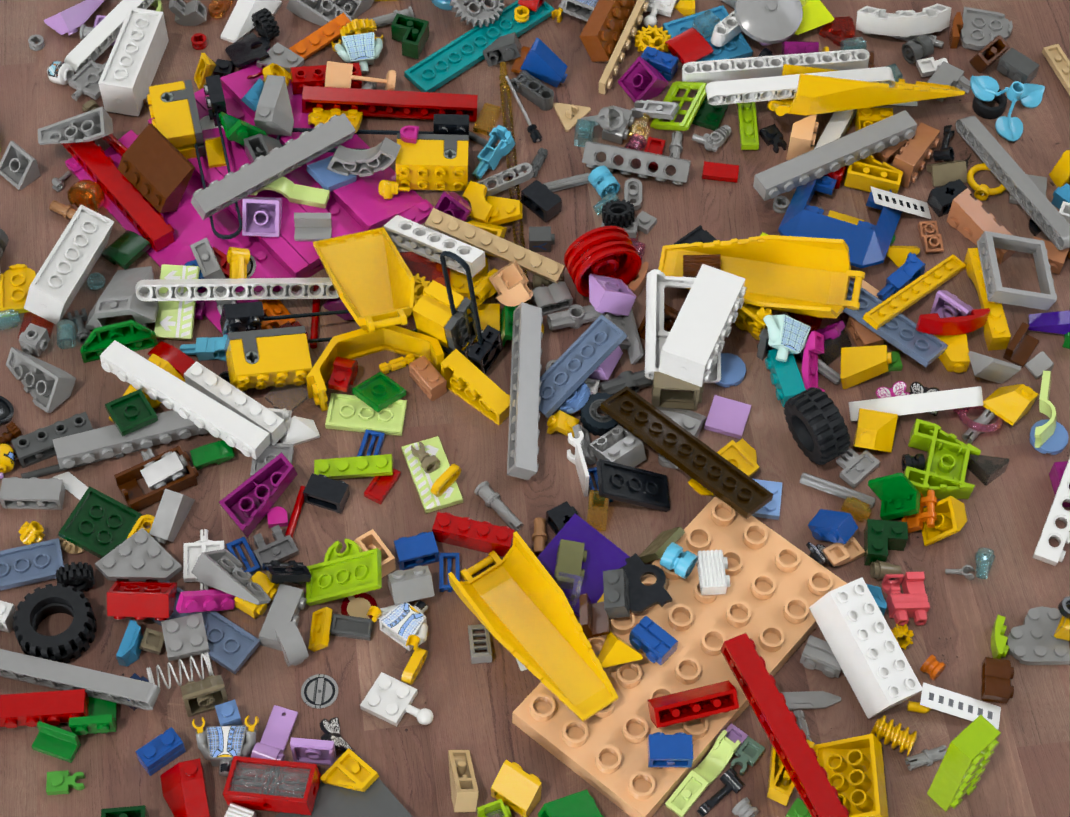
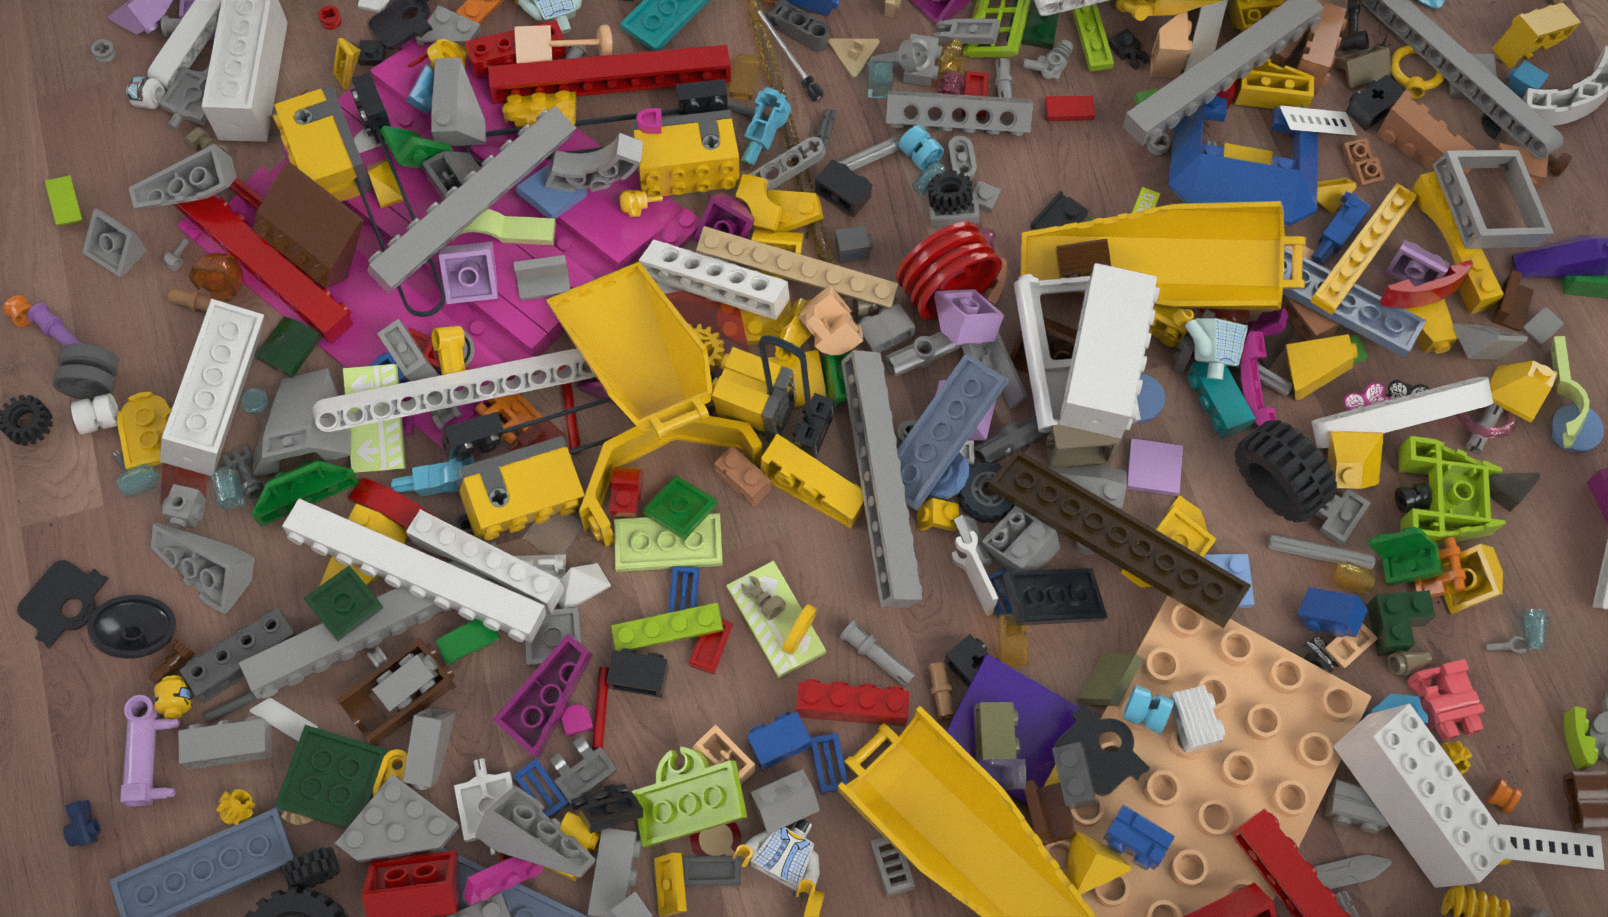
camera: 10 degrees left, 10 degrees up
(396, 363) = (695, 459): yellow axle -> none

